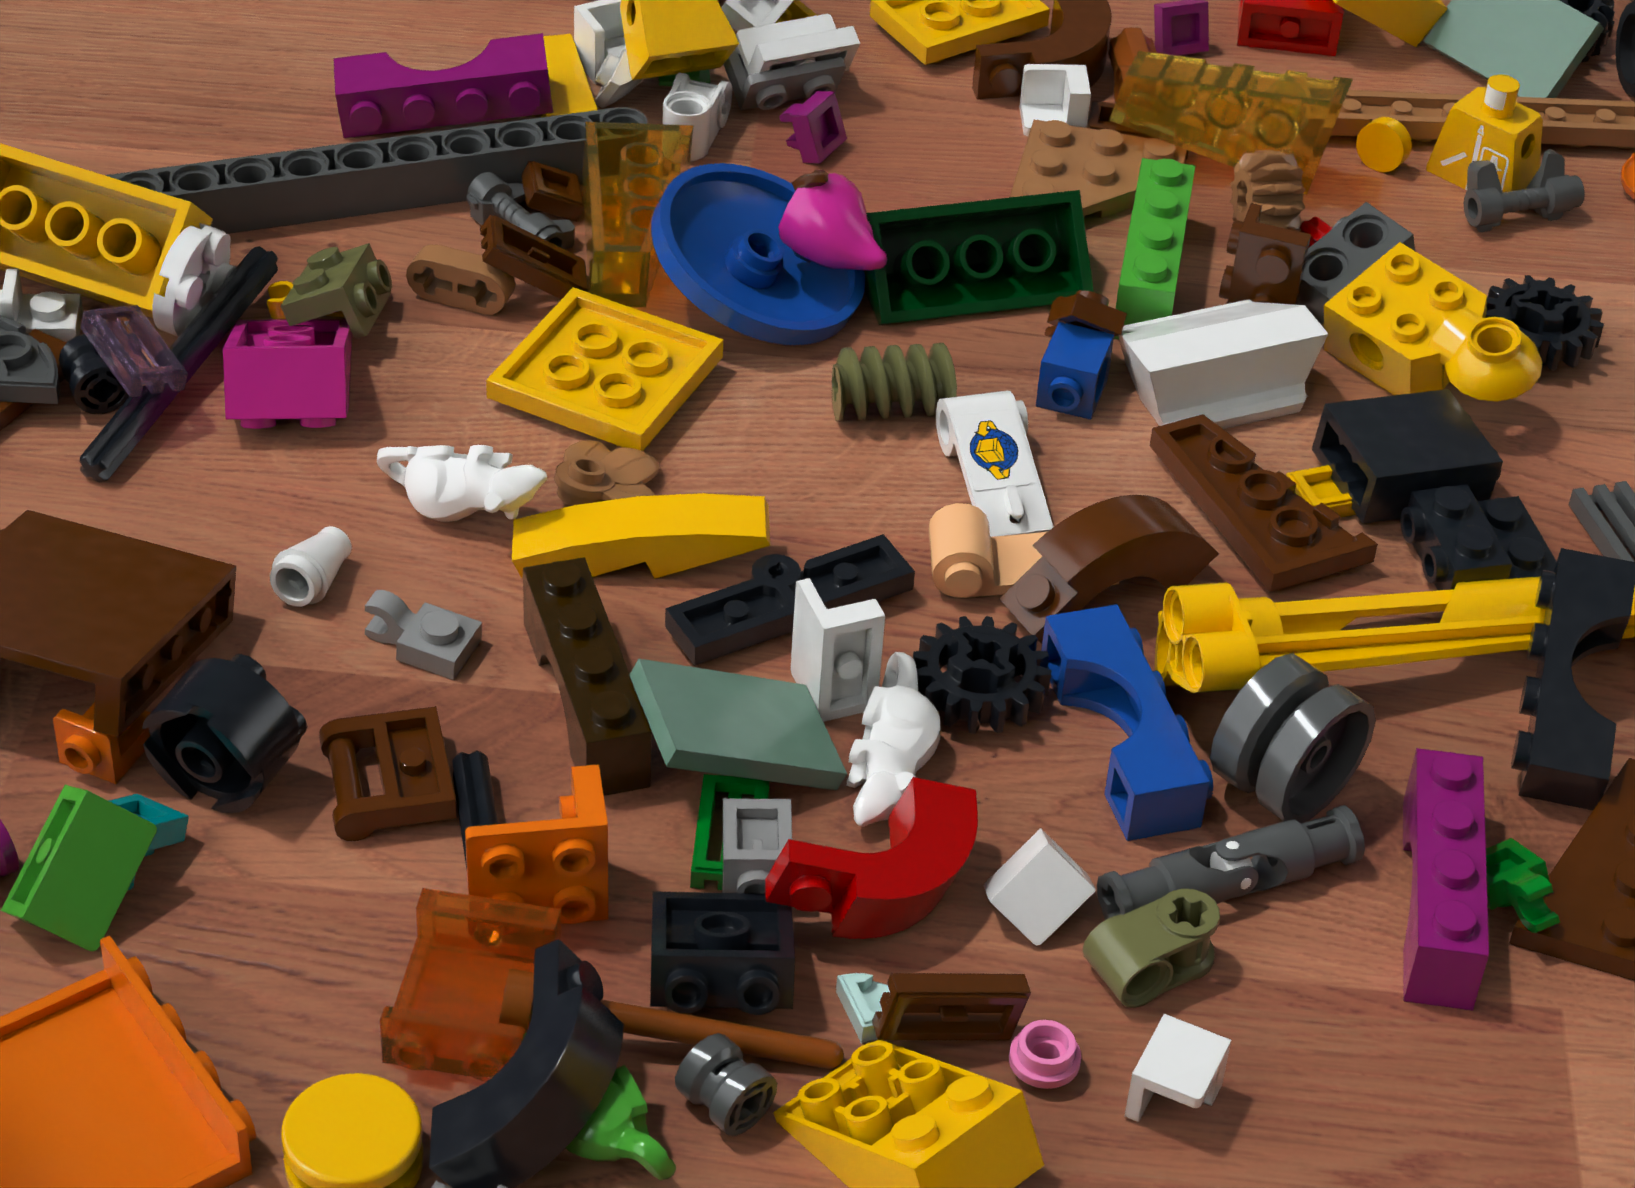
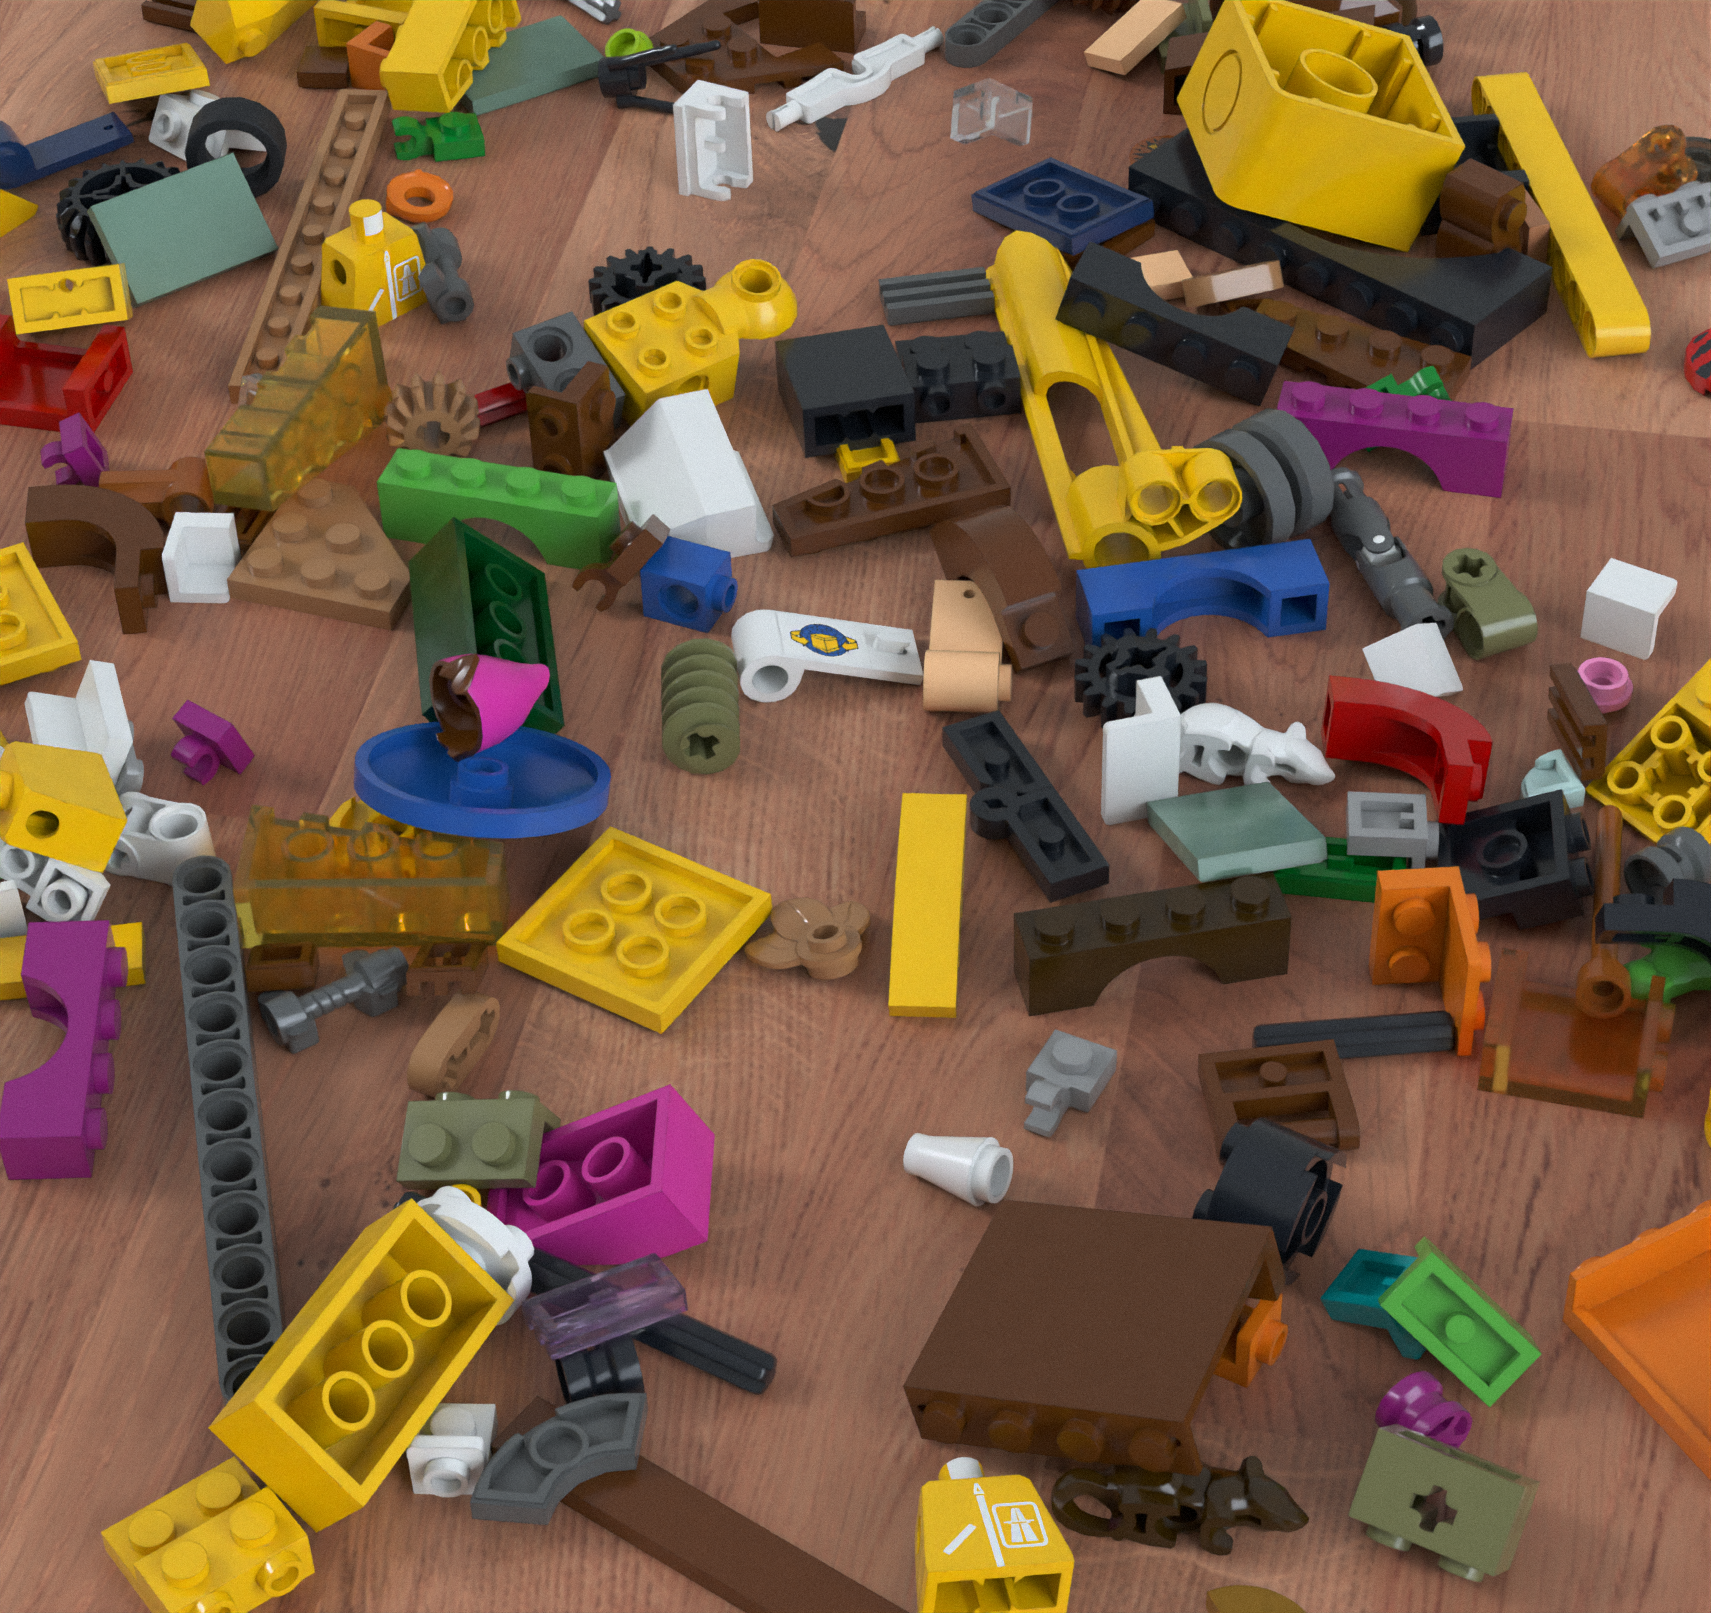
camera: 80 degrees left, 0 degrees up
(457, 485) = (847, 1042): white animal -> none

